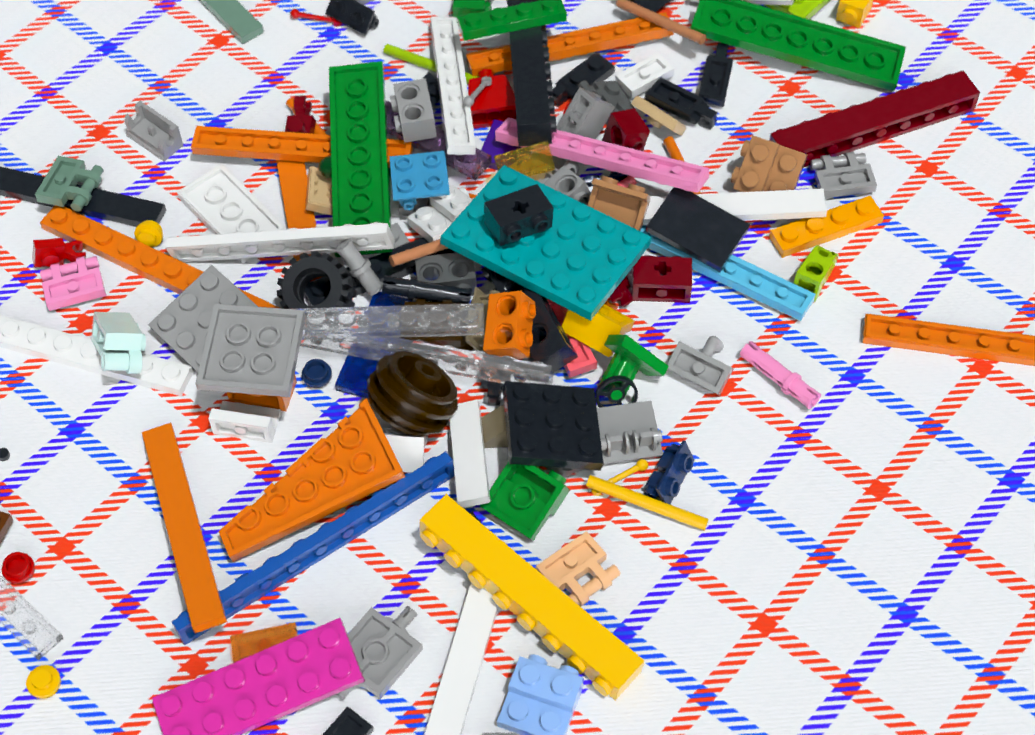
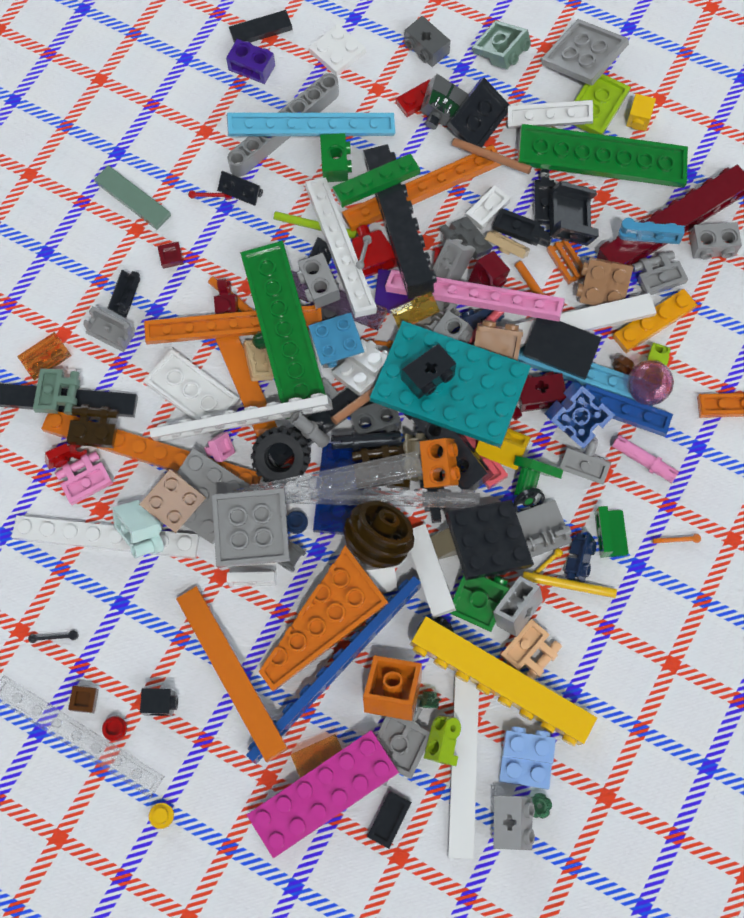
camera: 10 degrees left, 15 degrees up
(75, 144) = (44, 355): none -> clear orange plate
(81, 545) = (158, 702): none -> black brick
(97, 233) = (93, 433): none -> dark brown plate
(149, 233) = (132, 423): yellow plate -> none
(168, 316) = (172, 500): none -> medium nougat hinge
(184, 98) = (124, 293): none -> black hinge
(246, 273) = (220, 447): none -> bright pink tile
(250, 68) = (170, 255): none -> dark red plate
(298, 409) = (295, 553): none -> dark grey bush
(383, 576) = (392, 688): none -> orange brick
(429, 605) = (429, 700): none -> clear green plate
(432, 655) = (443, 740): none -> lime leg
(571, 510) = (518, 606): none -> light grey brick
(591, 70) = (440, 214): black hinge -> none
(702, 303) = (579, 414): none -> blue brick
(716, 452) = (611, 532): none -> green panel
(737, 139) = (572, 254): none -> orange tile
(745, 93) = (571, 213): none -> black panel
(766, 316) = (632, 412): none -> blue plate
(774, 263) = (623, 364): none -> reddish brown plate
(801, 283) = (650, 382): none -> clear pink cylinder
(827, 478) = (695, 538): none -> orange hinge
(836, 121) = (651, 232): none -> dark azure plate
(920, 149) = (714, 235): none -> light grey brick

